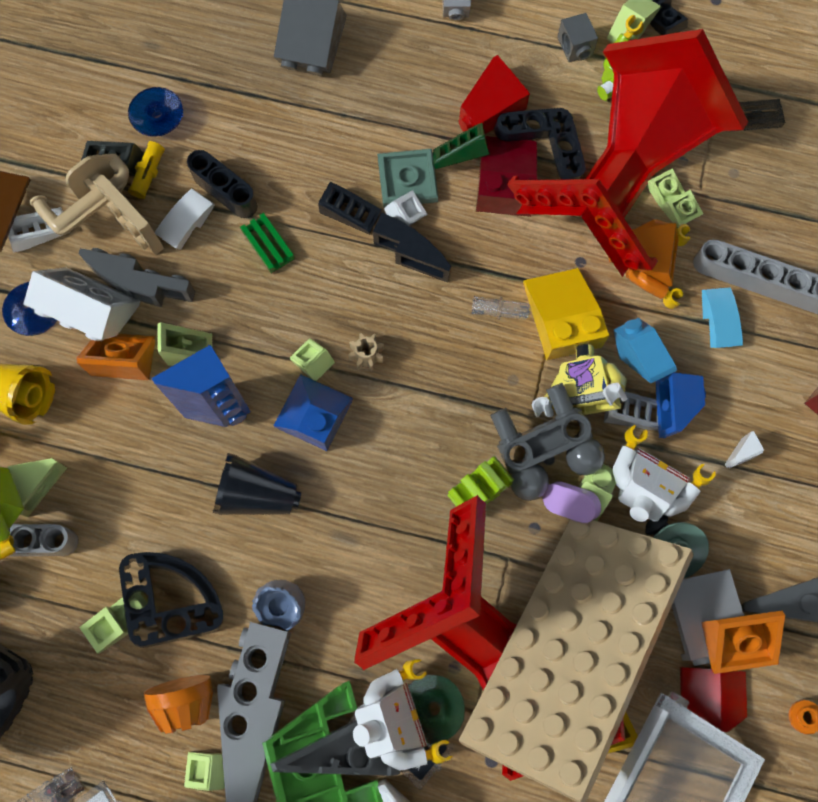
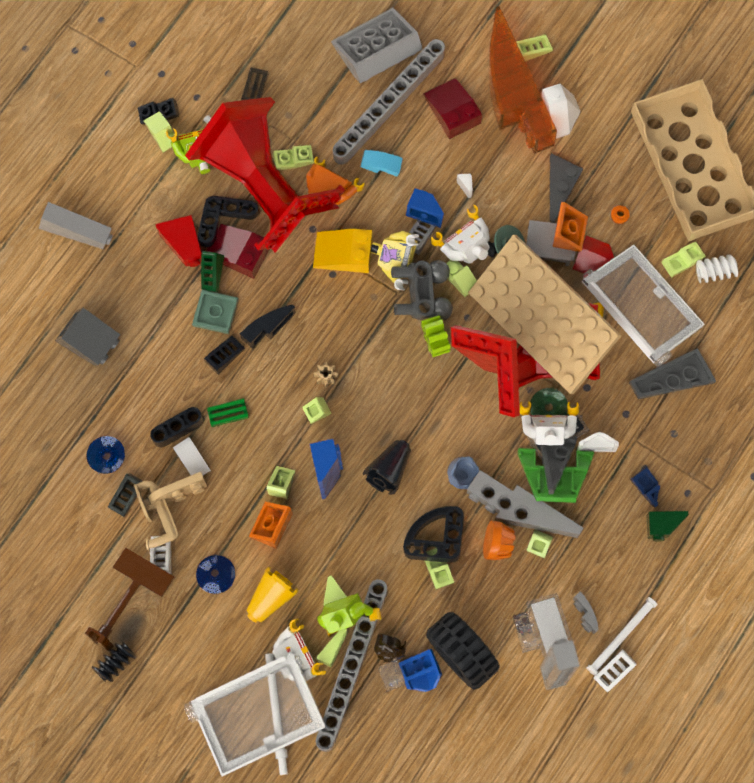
camera: 65 degrees left, 0 degrees up
(79, 302) = (229, 536): white slope -> none
(128, 277) = (218, 507): dark grey slope -> none
(153, 154) = (145, 472): yellow pin -> none
(313, 412) = (352, 419): blue slope -> none
(406, 209) = (239, 320): white slope -> none
(500, 308) = (327, 286): clear axle -> none
(572, 502) = (461, 289): lavender tile -> none
(577, 37) = (158, 170): dark grey brick -> none
(643, 350) = (387, 214): dark azure slope -> none

